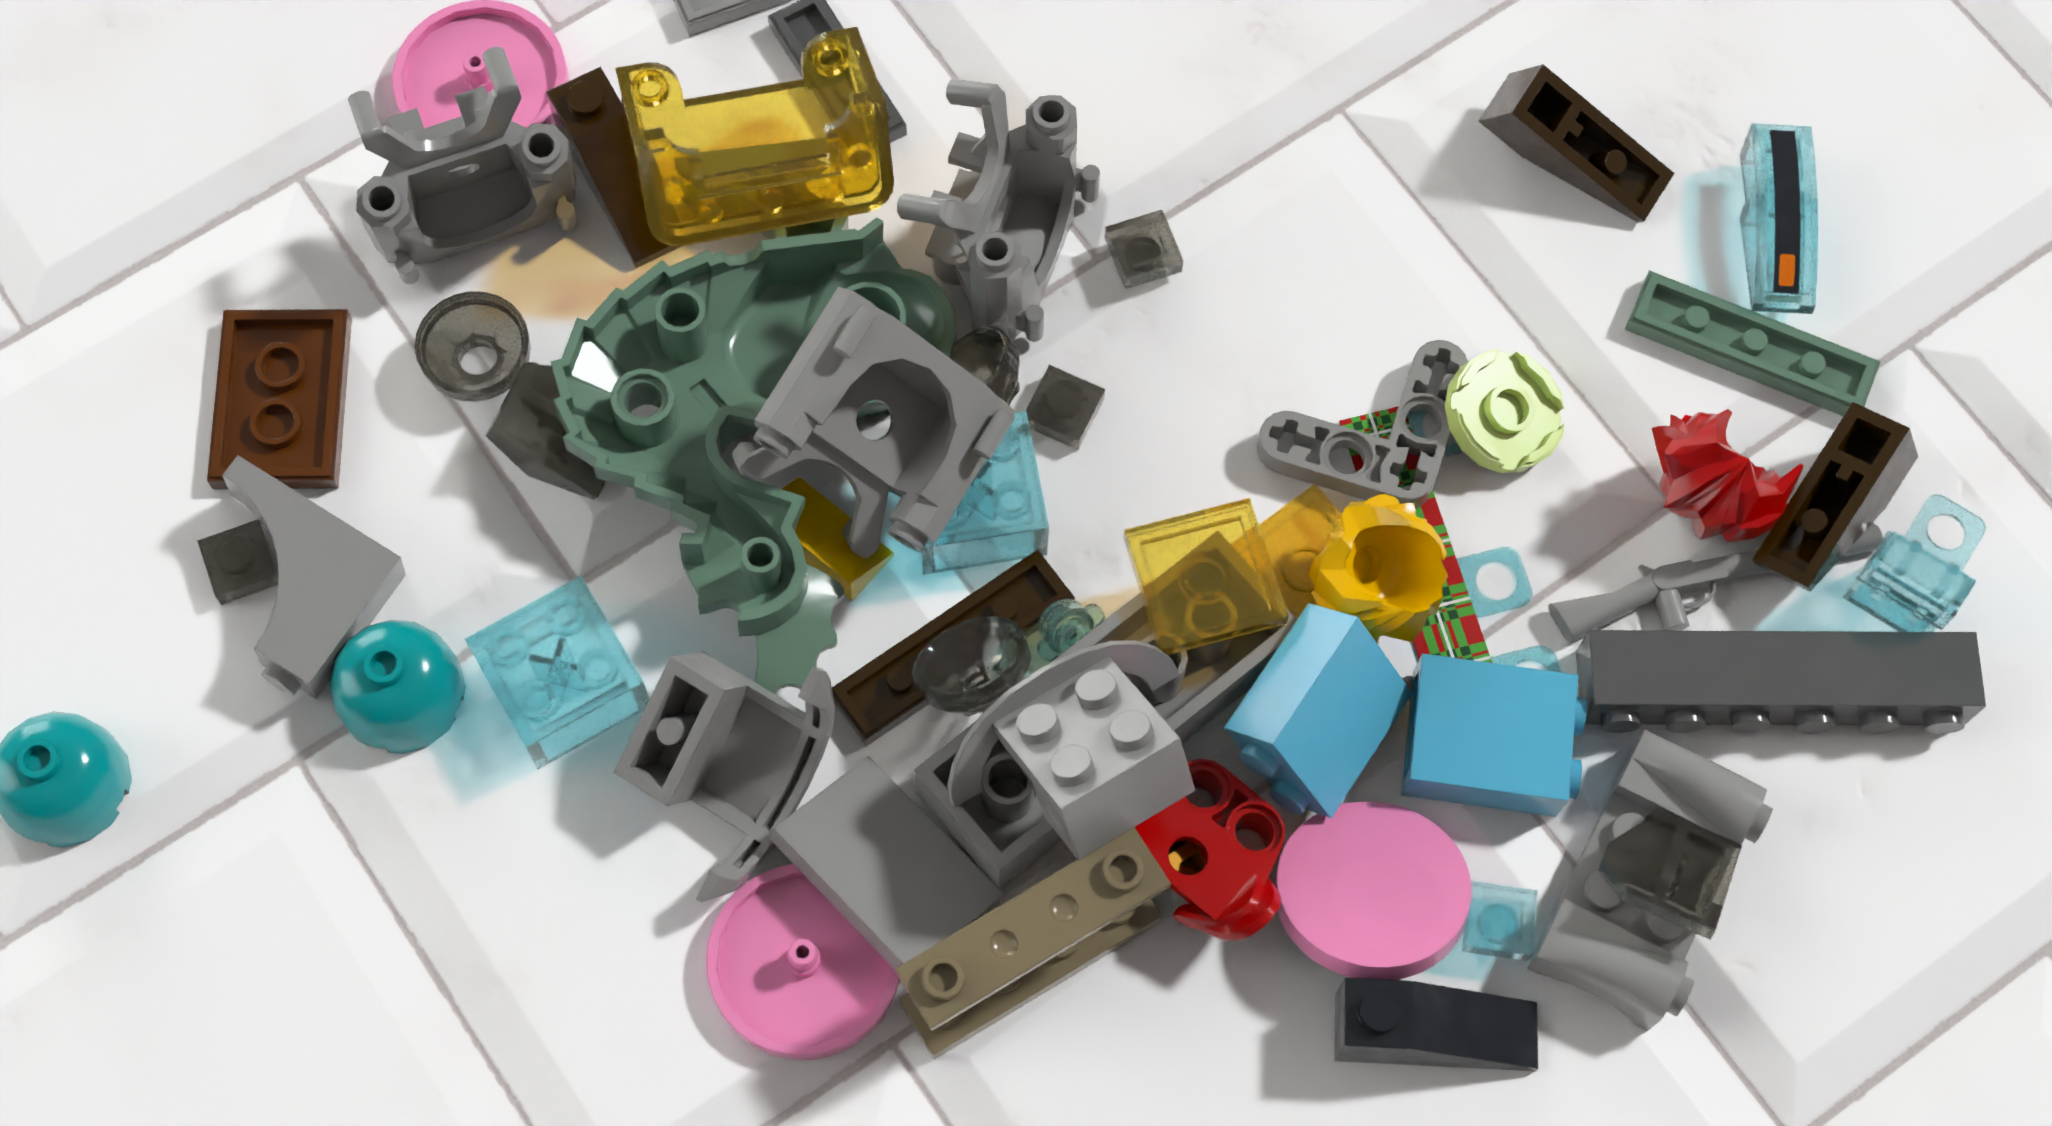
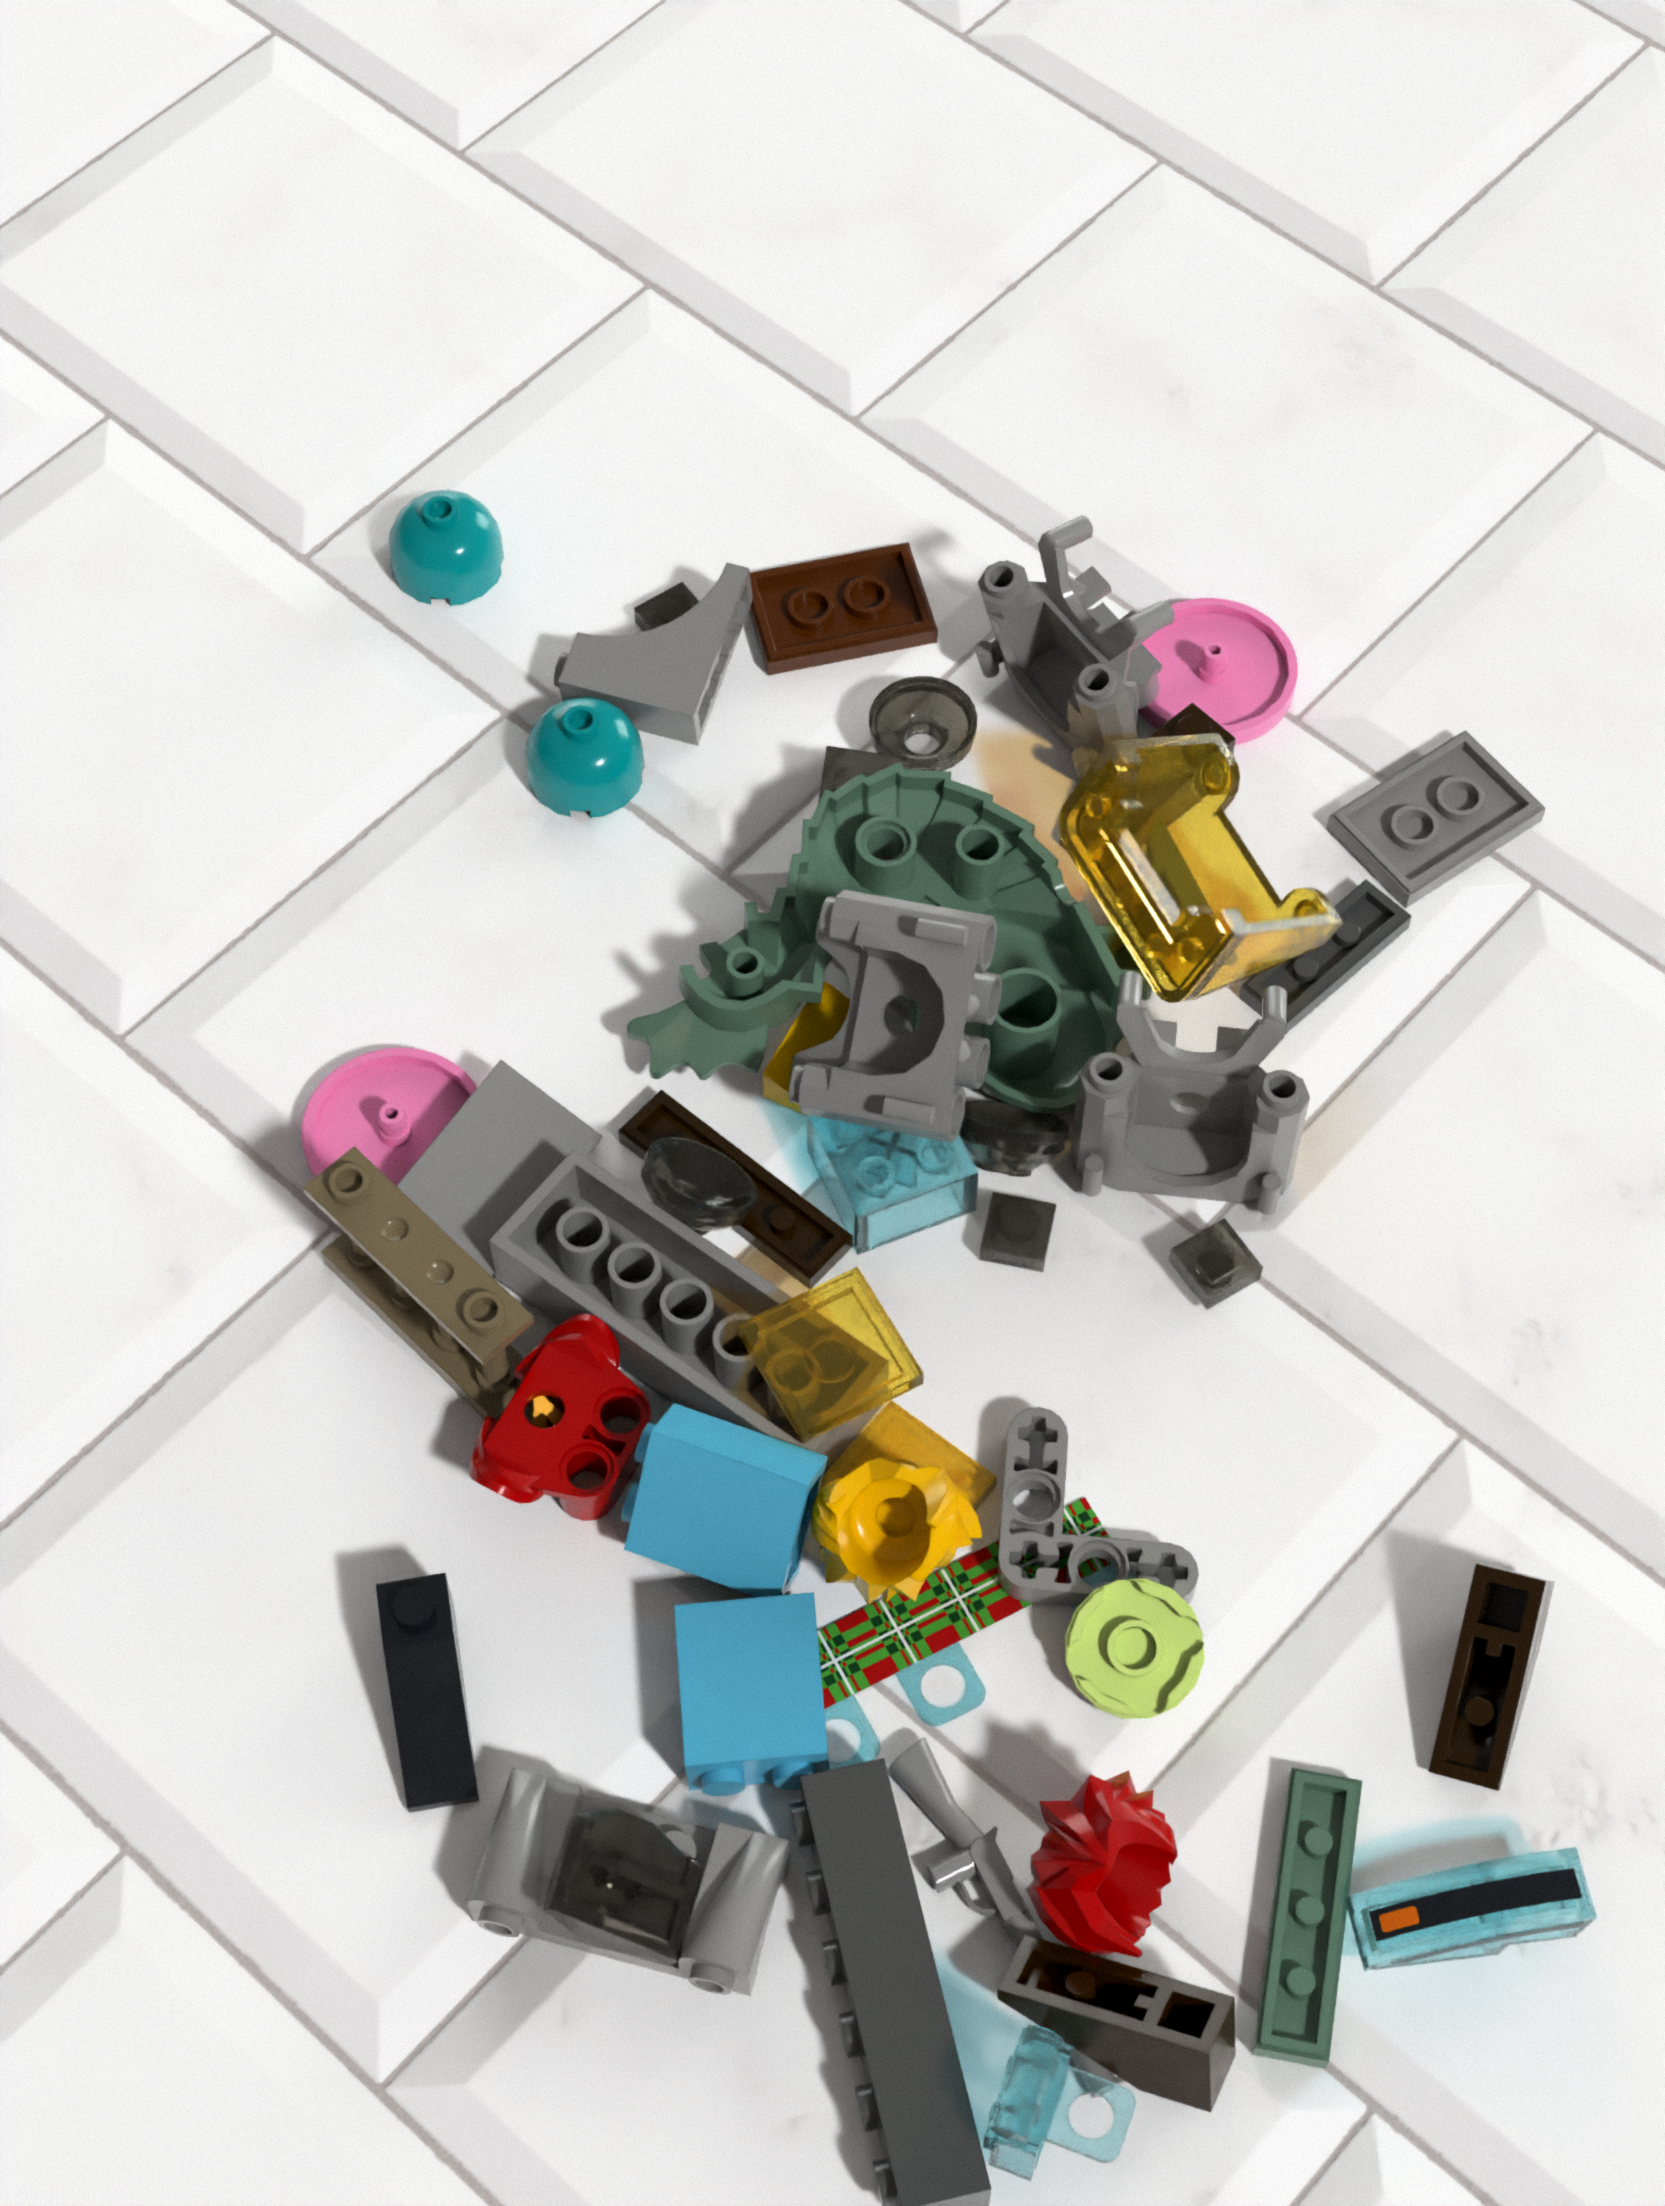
camera: 80 degrees right, 10 degrees down
(559, 672) = (620, 868): clear light blue brick -> none
(729, 750) = (581, 1000): light grey piece -> none
(1064, 625) = (776, 1266): clear light blue plate -> none
(1085, 743) = (600, 1251): light grey piece -> none
(1373, 891) = (555, 1603): bright pink piece -> none
(1501, 921) = (553, 1737): clear light blue plate -> none

